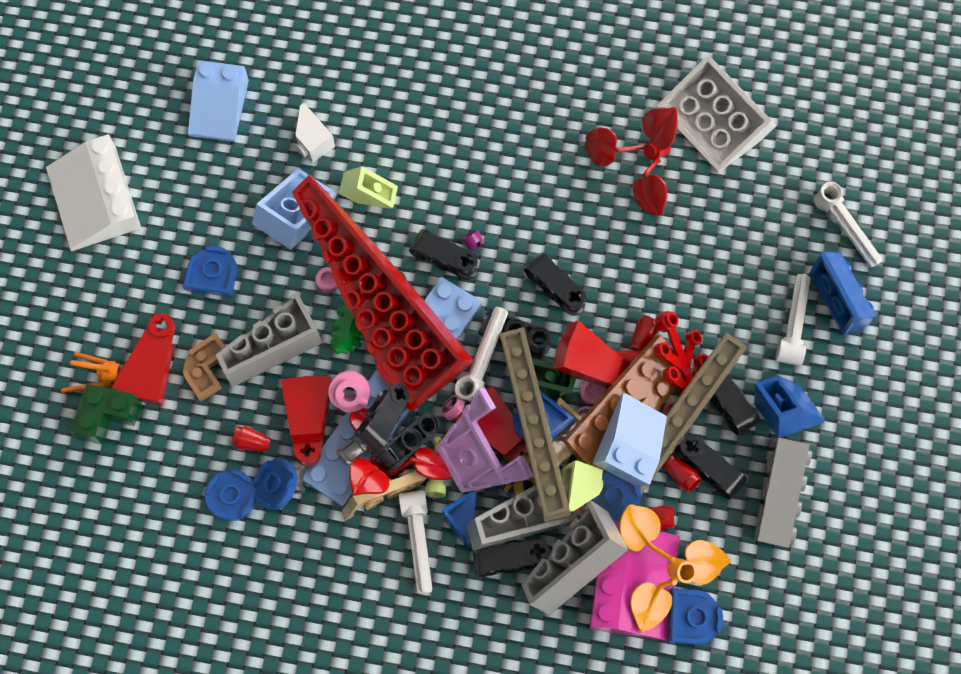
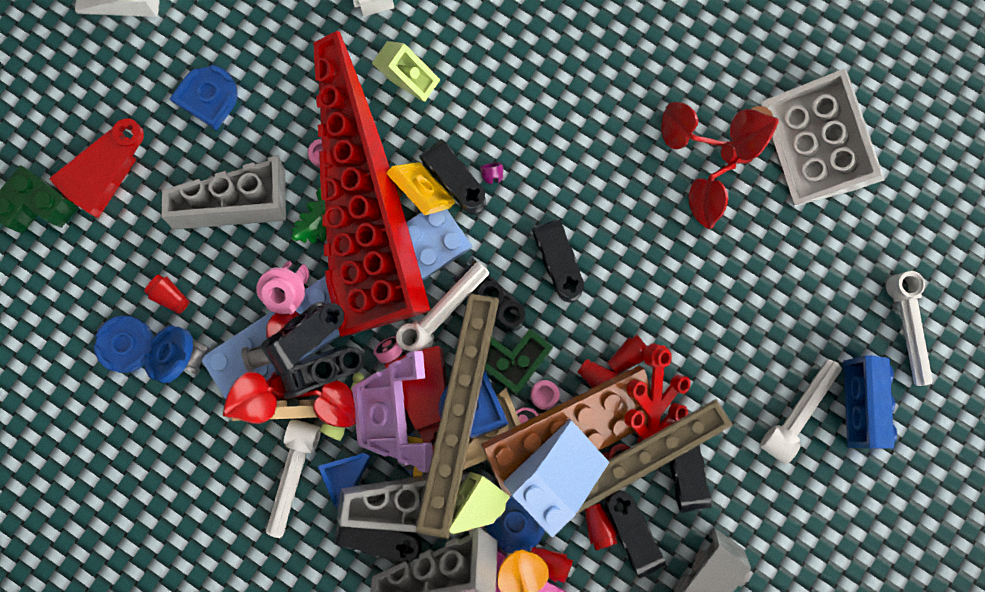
camera: 25 degrees right, 10 degrees up
(106, 371) = (53, 159): orange plant -> none
(198, 366) = (146, 195): medium nougat plate -> none
(280, 214) = (294, 58): light blue slope -> none
(307, 414) = (232, 293): red piece -> none
(423, 271) = (421, 187): none -> yellow tile
(587, 356) = (551, 360): piece -> none
(785, 406) = (746, 506): blue slope -> none

